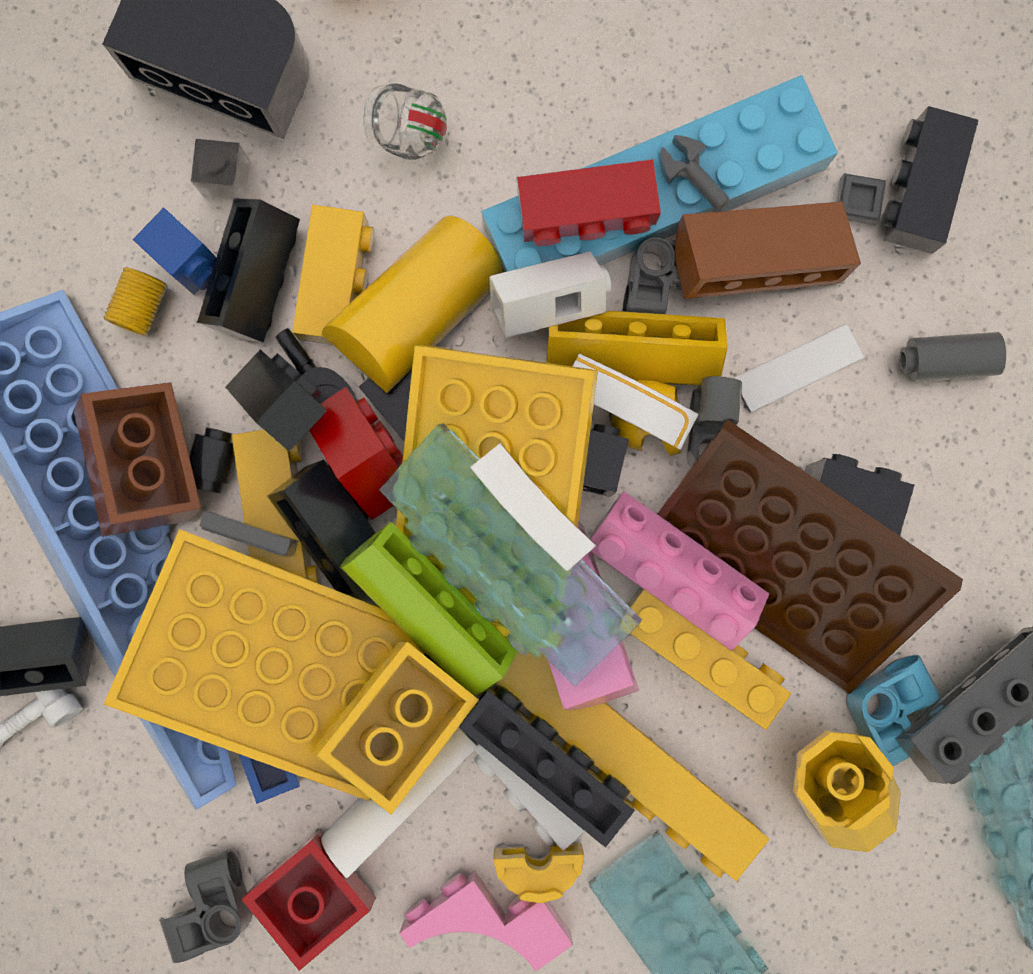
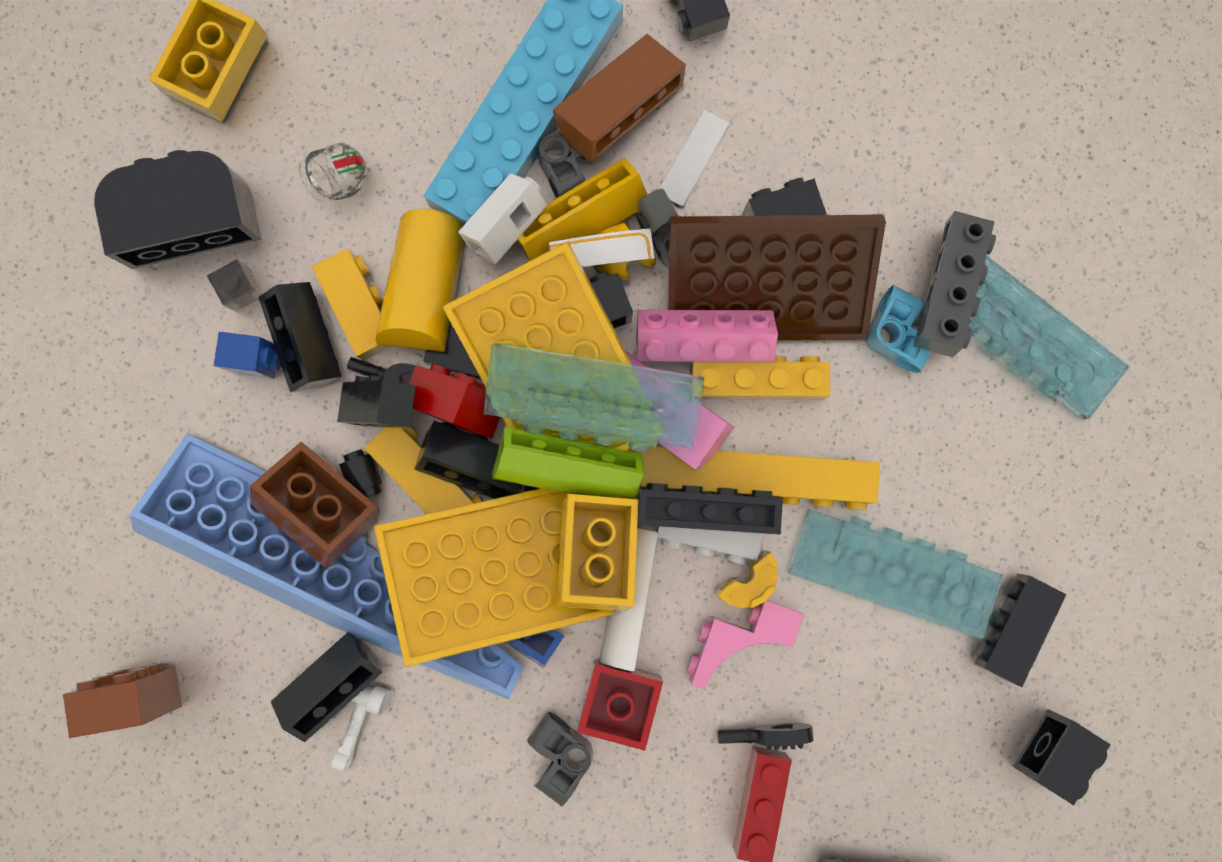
camera: 40 degrees left, 0 degrees up
(135, 301) = (240, 407): yellow piece -> none
(248, 534) = (419, 500): dark grey tile -> none
(531, 508) = (587, 355): white sticker -> none
(588, 202) = (488, 142): red brick -> none
(692, 170) = (538, 77): dark grey bar -> none
(847, 790) = (906, 398): yellow brick -> none
(861, 198) = (658, 23): dark grey tile -> none
(953, 356) = (784, 83): dark grey brick -> none

